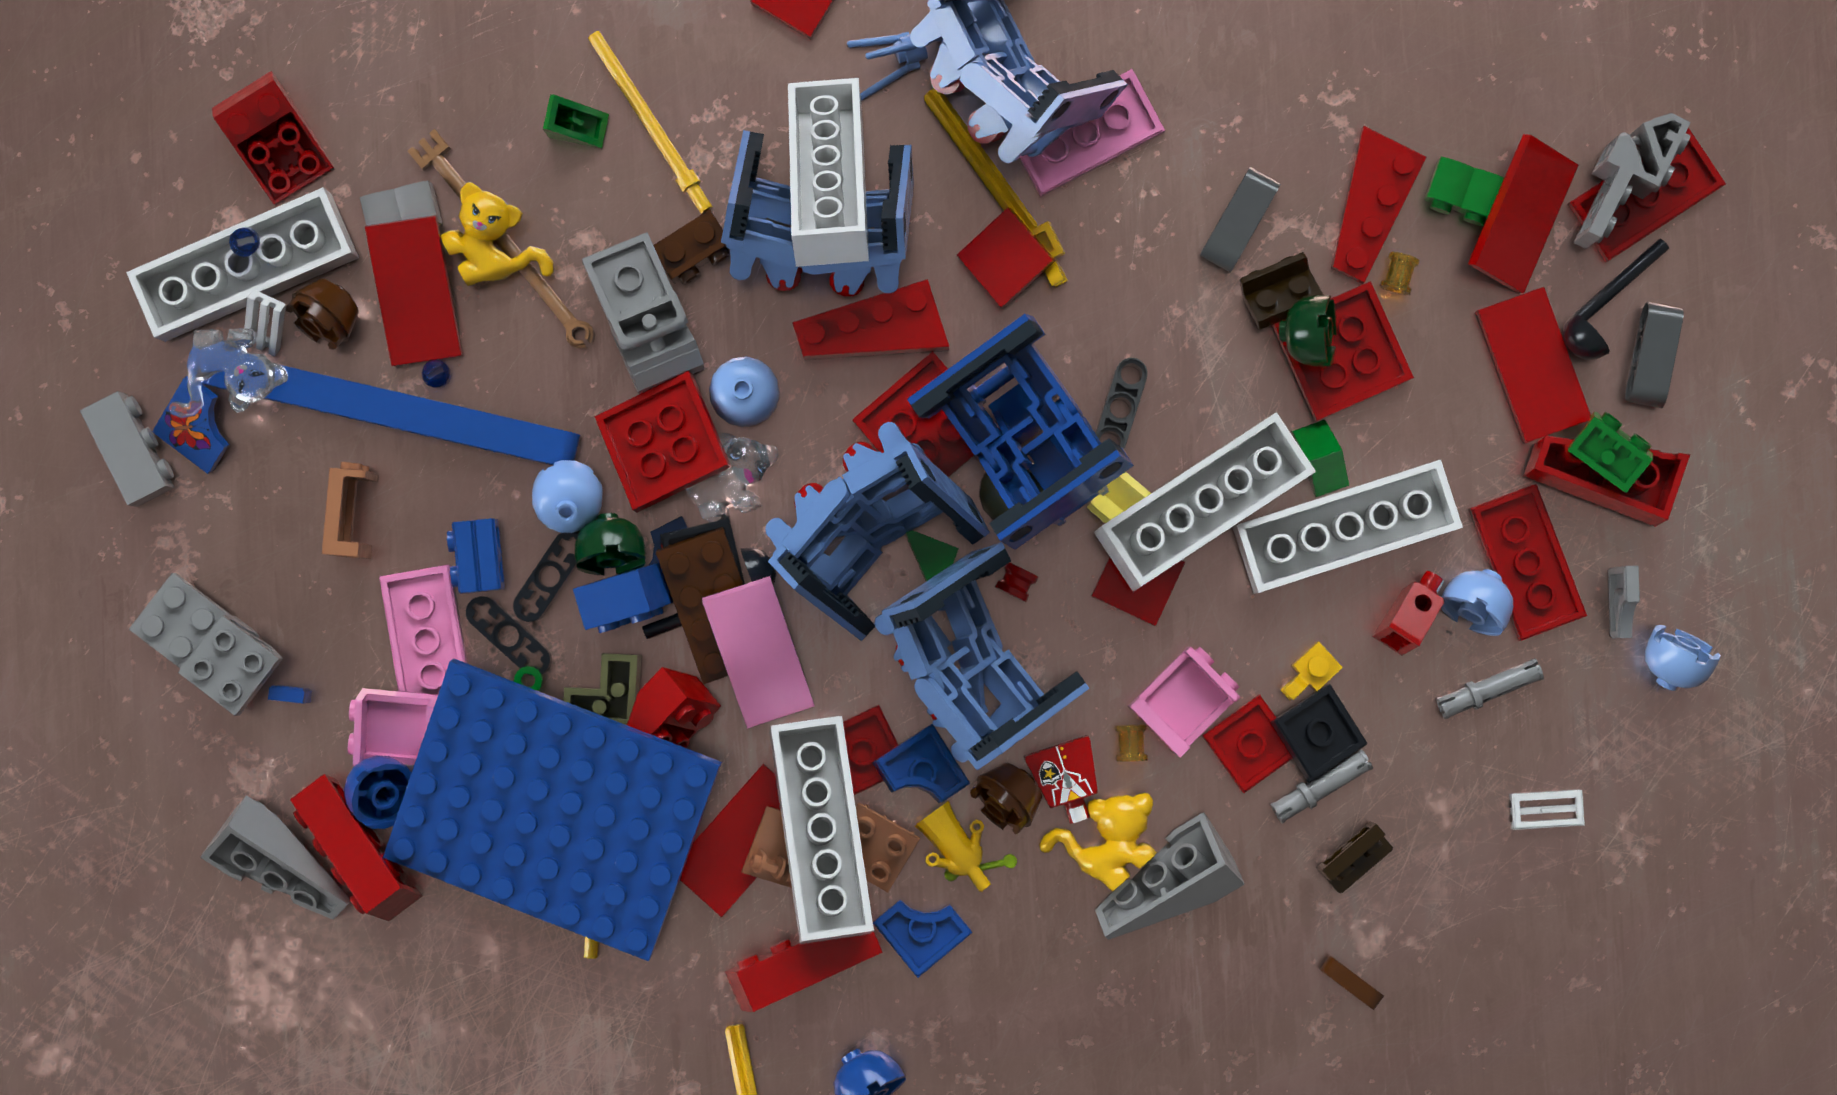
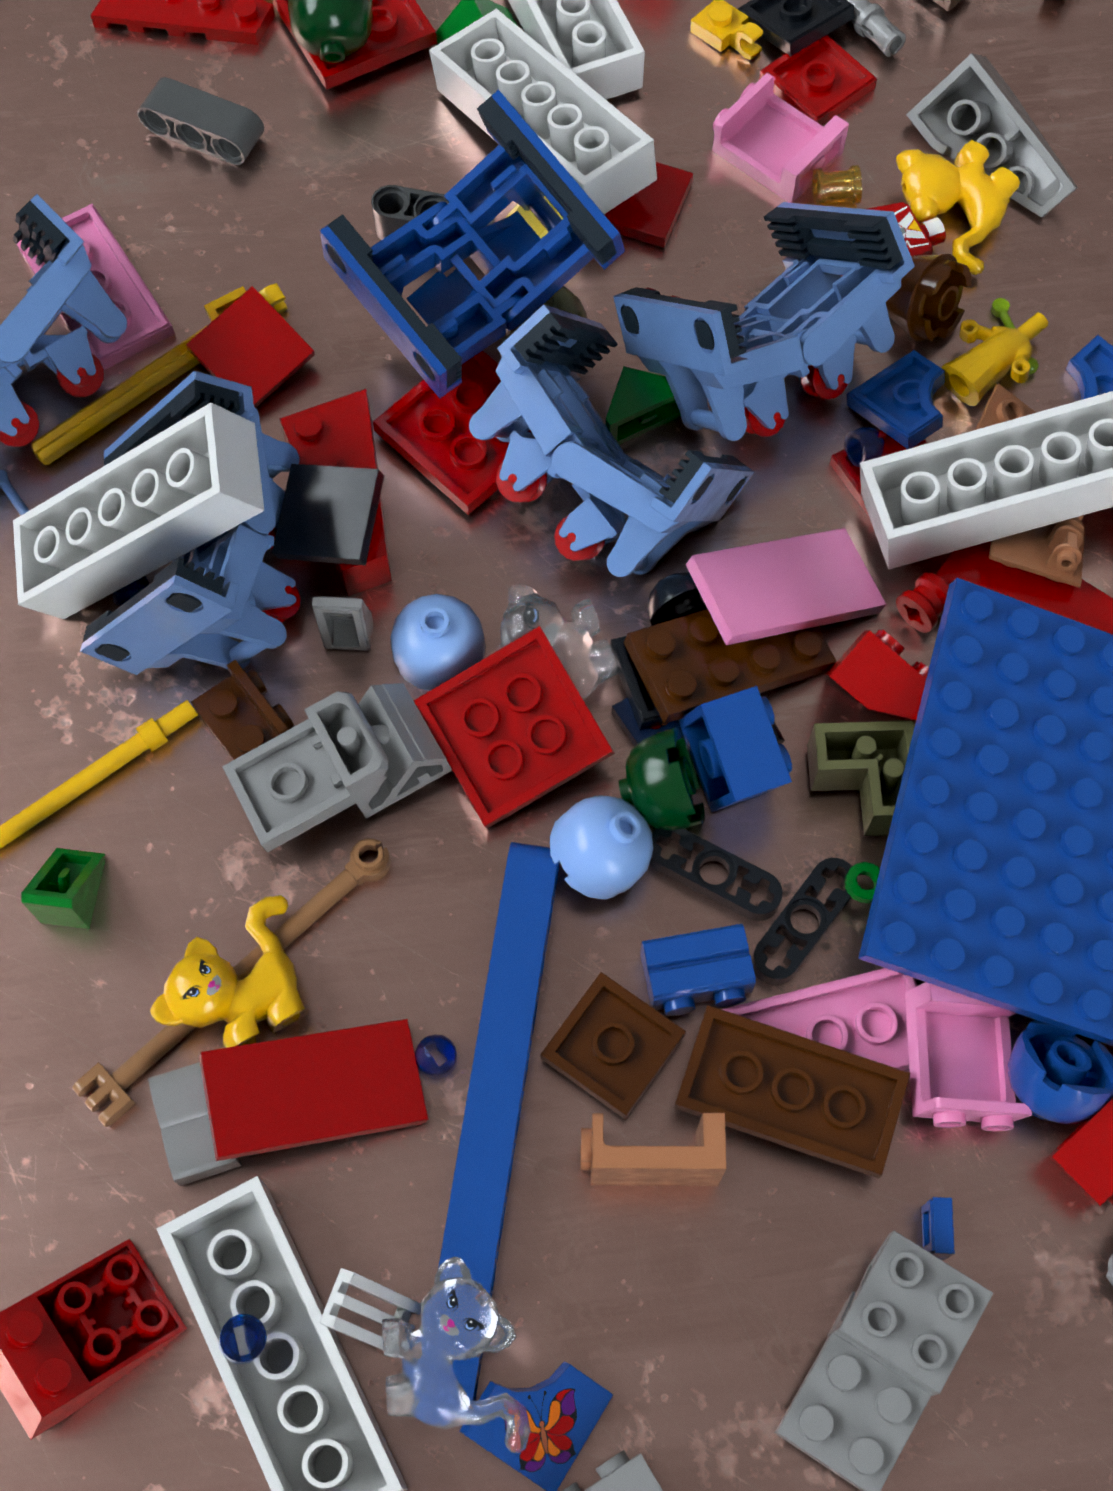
camera: 95 degrees left, 20 degrees down
(324, 312) = (351, 1219): reddish brown cone -> none
(384, 609) = (794, 1091): none -> reddish brown plate
(430, 493) = (613, 1045): none -> reddish brown plate
(743, 757) = (924, 603): none -> red wheel
(760, 323) = (343, 623): none -> light grey slope
(831, 313) = (328, 514): none -> black tile
(875, 727) = (863, 445): none -> clear blue hinge
(1276, 288) = (286, 76): dark brown bracket -> none

